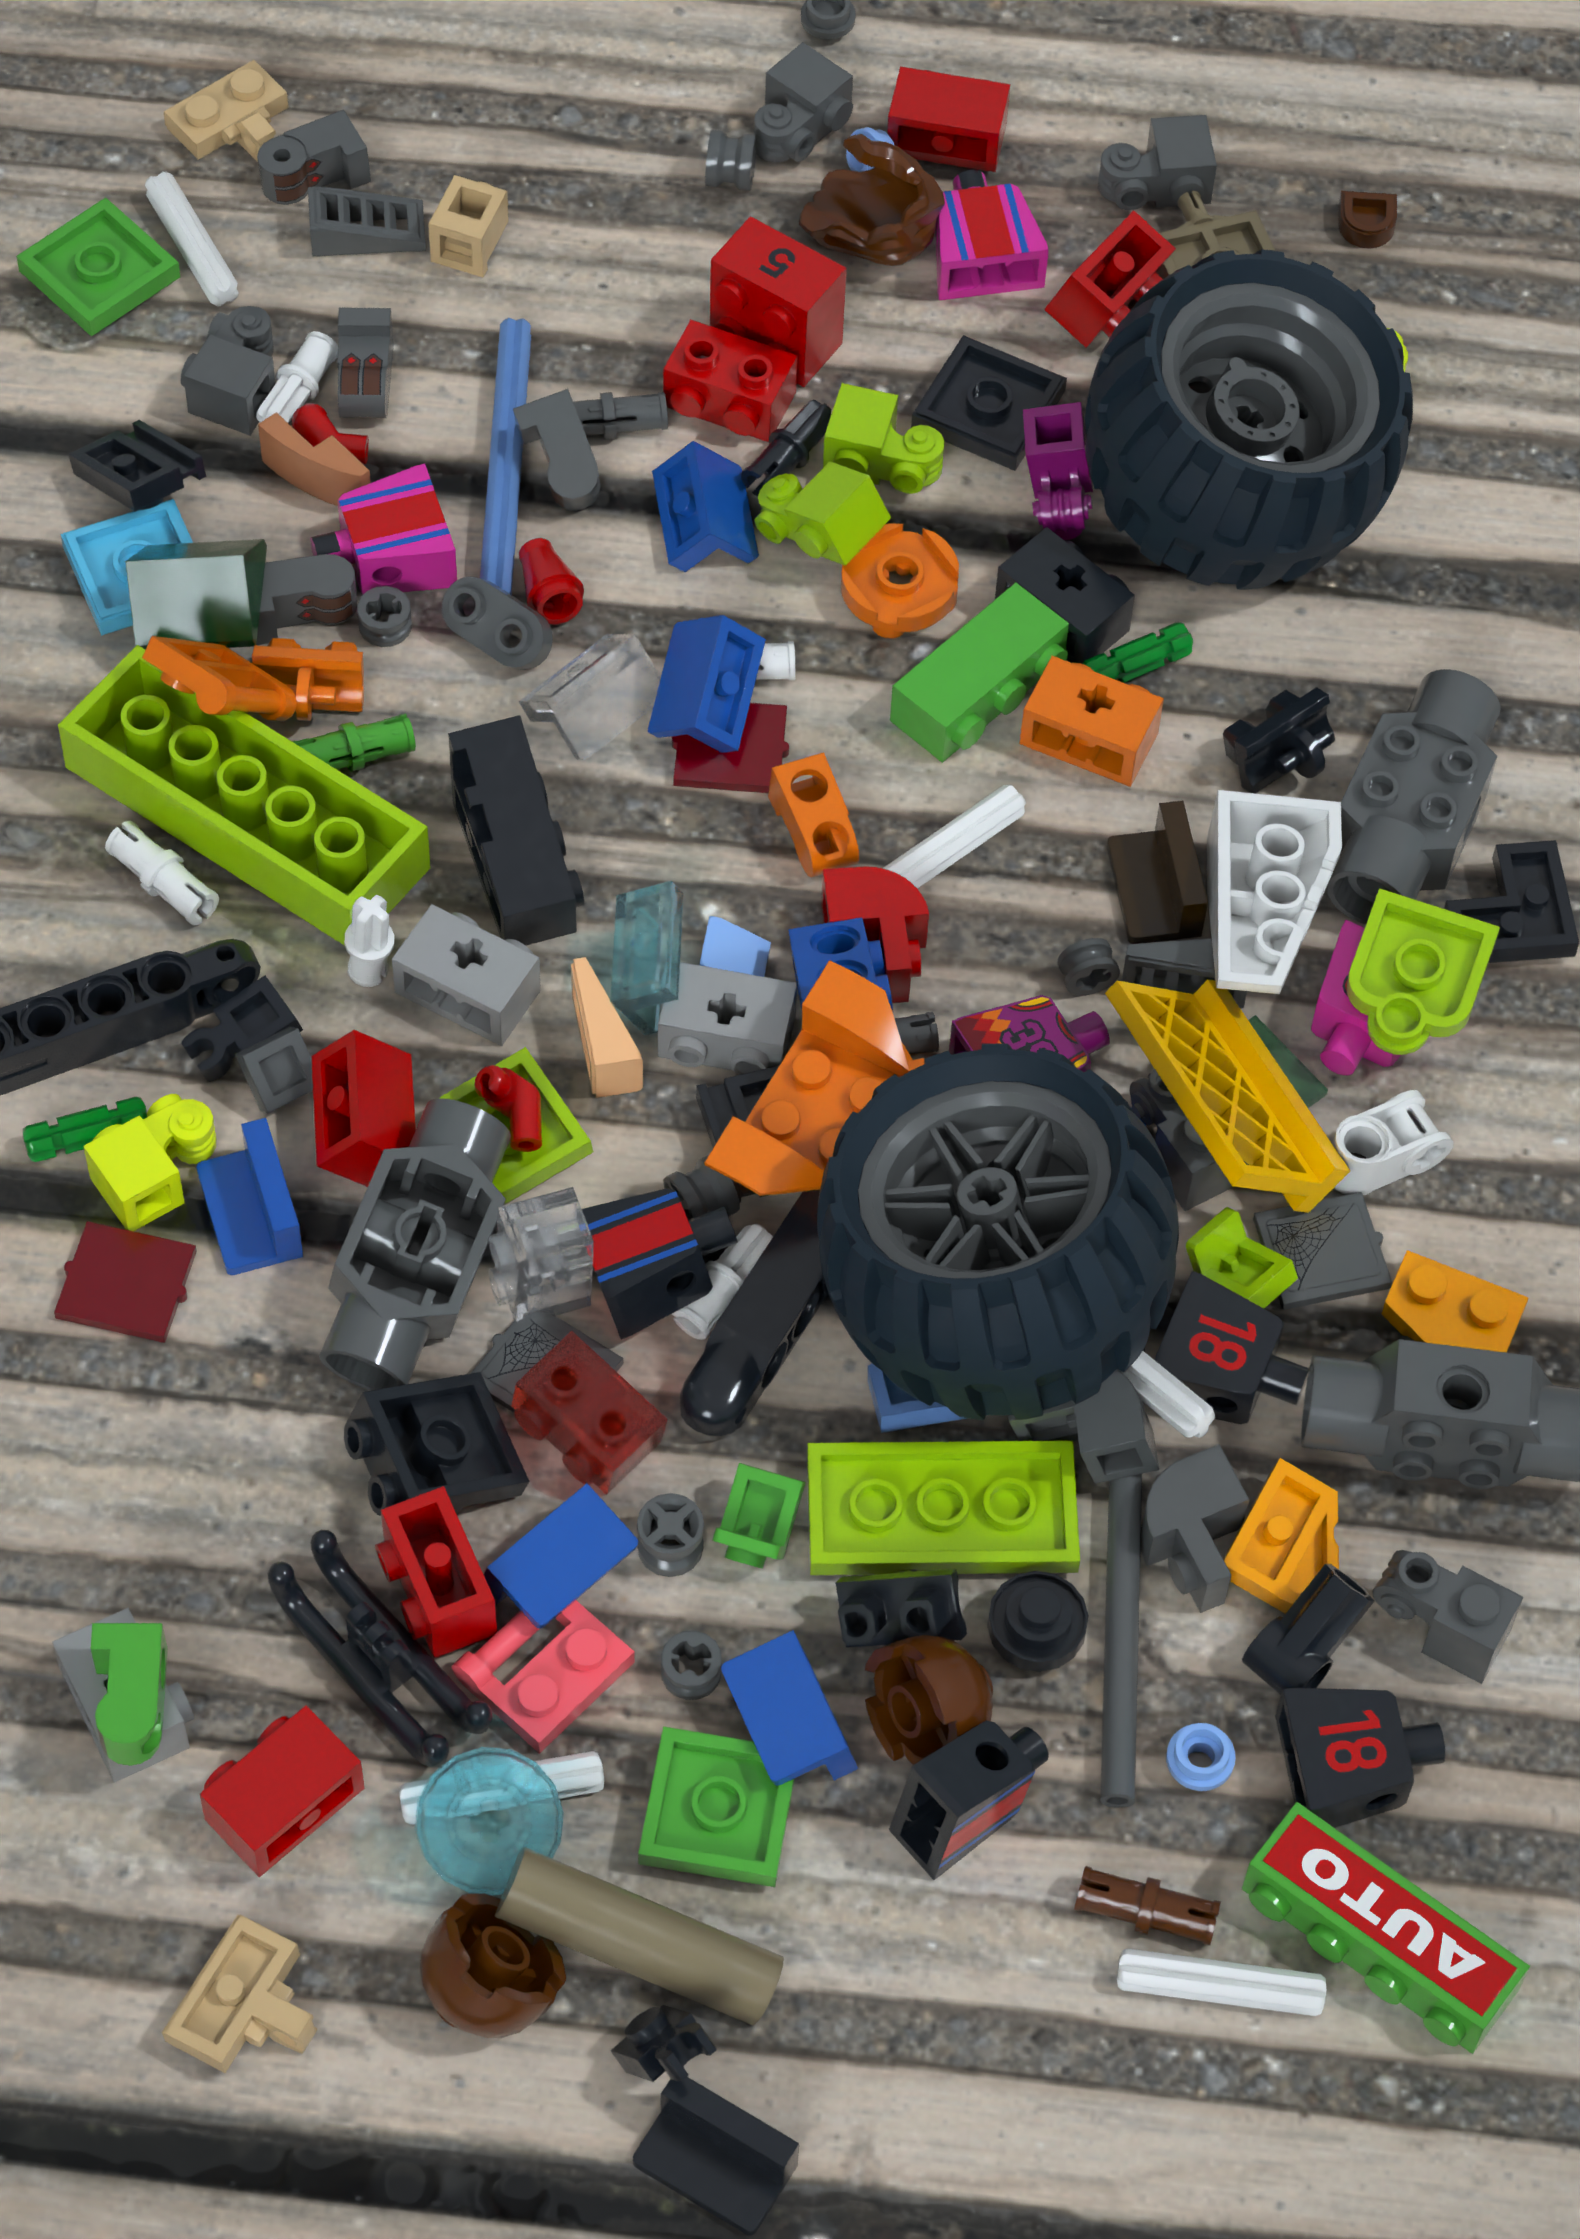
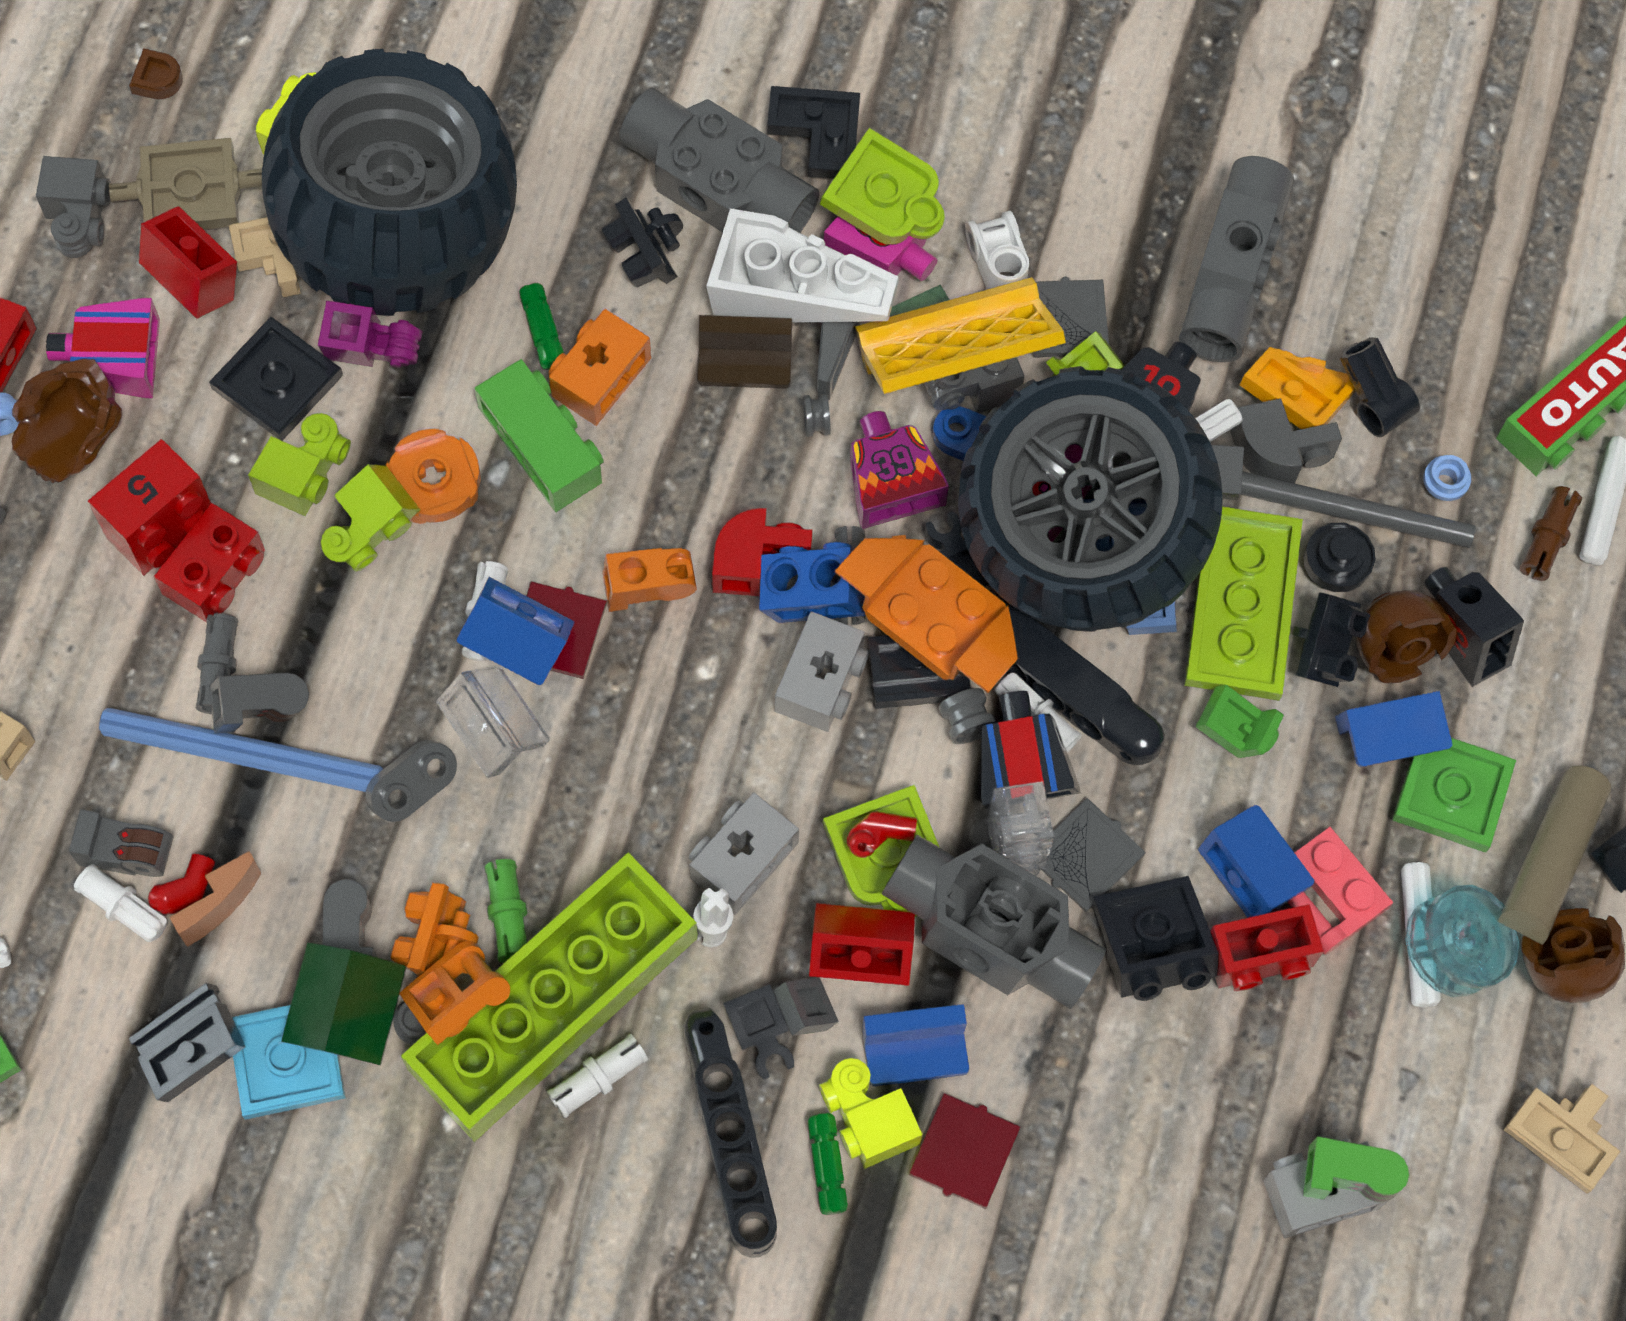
camera: 80 degrees left, 10 degrees up
(232, 370) = (107, 959): dark grey brick -> none
(281, 1789) = (1419, 1082): red brick -> none
(370, 608) = (364, 874): dark grey bush -> none
(377, 1653) = (1315, 1000): black piece -> none
(393, 534) = (306, 847): dark pink torso -> none
(512, 832) = (632, 797): black wedge -> none
(549, 582) = (377, 735): red cone -> none
(587, 1414) = (1144, 824): clear red brick -> none
(608, 1048) = (819, 763): light nougat slope -> none
(647, 953) = (762, 711): clear light blue panel -> none
(670, 1518) = (1247, 777): dark grey wheel -> none
(694, 1646) = (1335, 806): dark grey bush -> none
(703, 507) = (330, 608): blue panel -> none
(734, 948) = (760, 662): light blue slope -> none
(789, 446) = (287, 533): black axle -> none
(960, 836) = (683, 487): white axle -> none
(1075, 589) = (457, 361): black brick -> none
(1351, 1752) = (1463, 385): black torso -> none
(1451, 1306) = (1139, 247): light orange wing -> none
(1464, 1610) = (1372, 296): dark grey brick -> none

